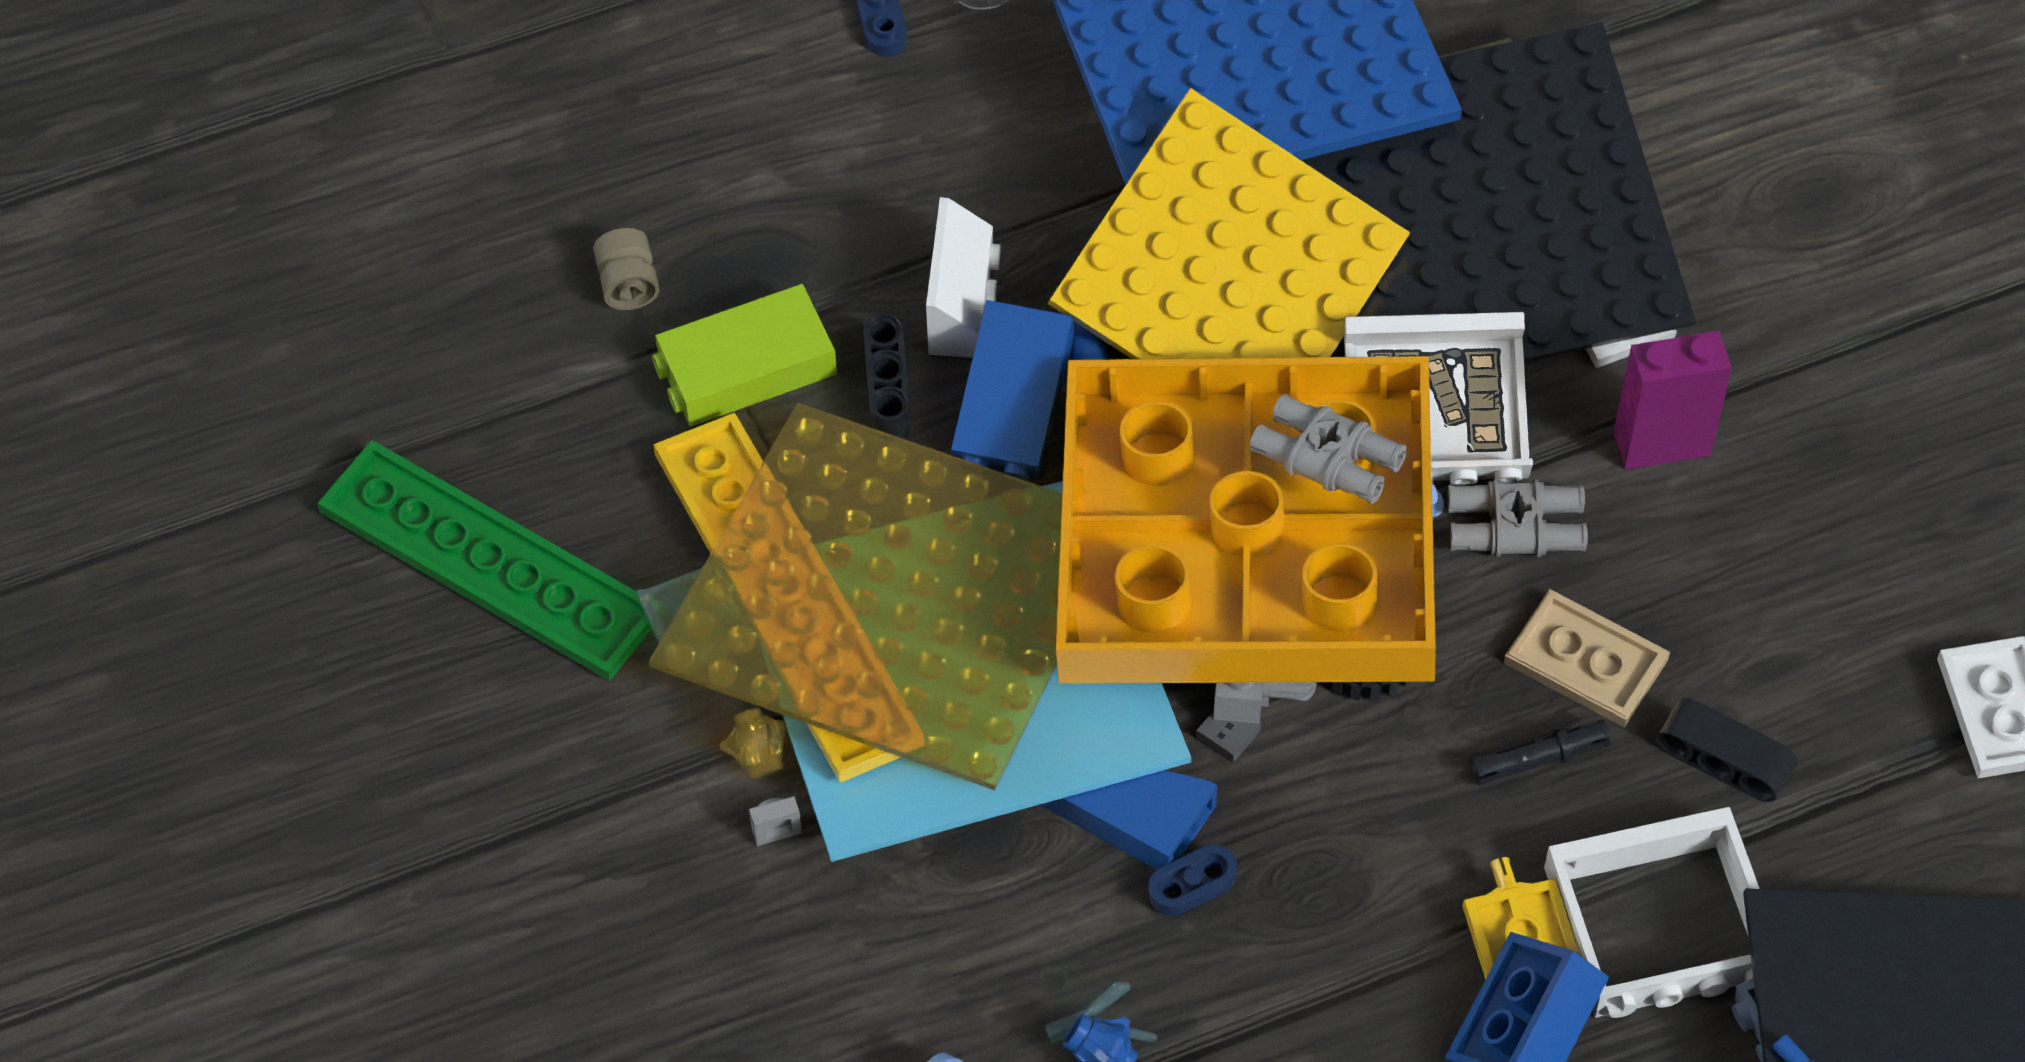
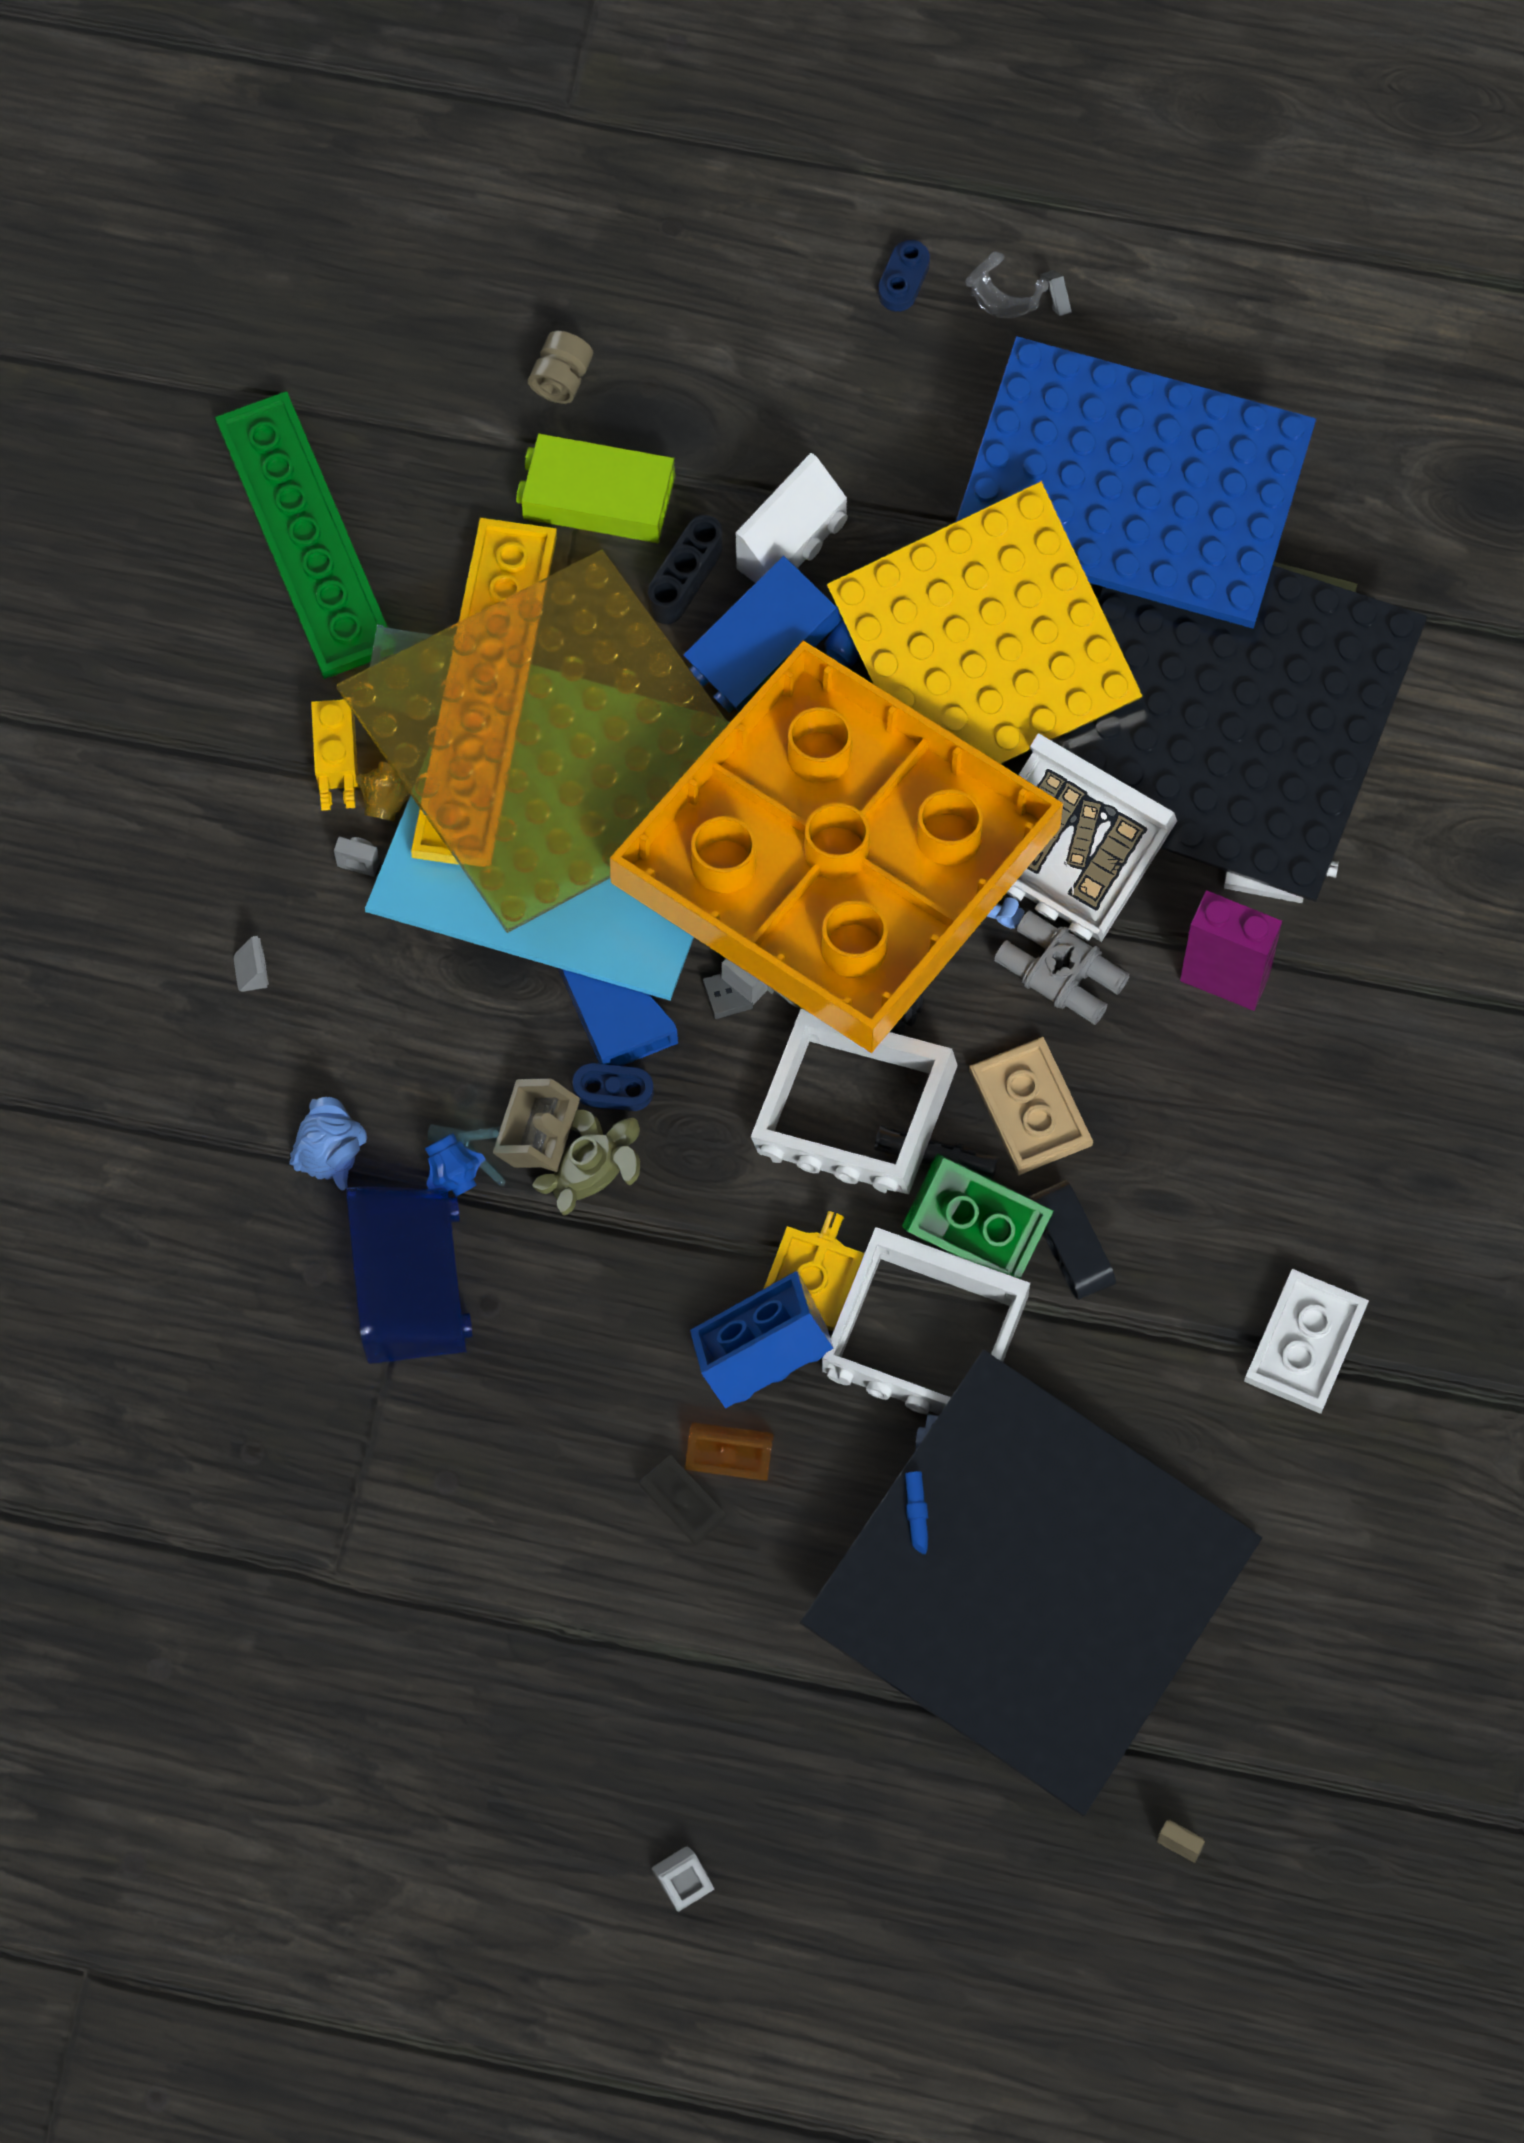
camera: 35 degrees right, 10 degrees up
(678, 736) = (334, 750): none -> yellow hinge
(748, 987) = (251, 966): none -> light grey slope
(1151, 956) = (536, 1124): none -> dark tan window
(1230, 958) = (592, 1161): none -> olive animal
(1328, 448) = (921, 829): light grey pin -> none
(1443, 818) = (845, 1165): none -> white window
(1628, 779) = (976, 1217): none -> green slope

